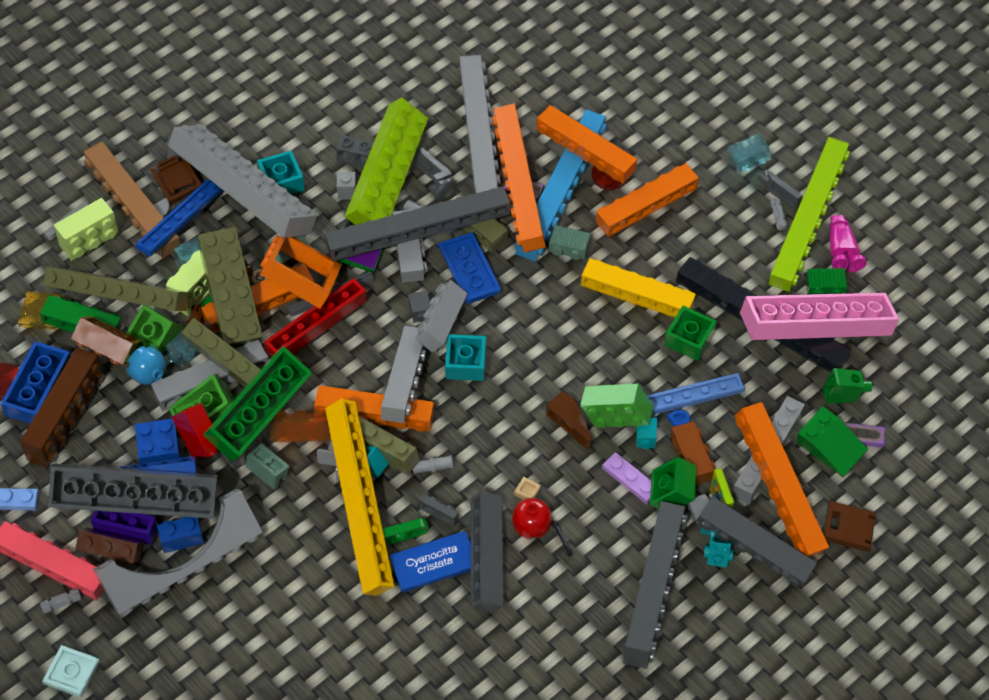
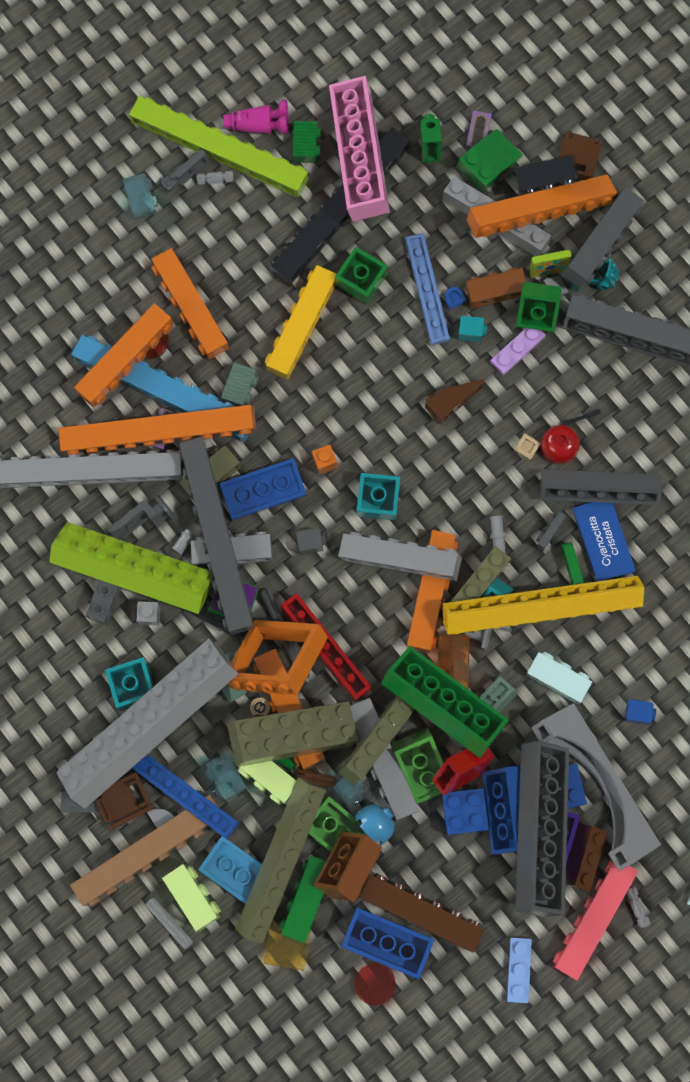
camera: 80 degrees left, 20 degrees up
(114, 260) = (231, 869): none -> dark azure plate
(254, 595) = (640, 712): none -> blue brick
(289, 522) = (559, 677): none -> light aqua brick
(440, 315) = (331, 517): light grey brick -> none
(500, 313) = (324, 459): none -> orange brick
(617, 405) = (452, 350): bright green brick -> none
(819, 485) = (547, 173): none -> black brick

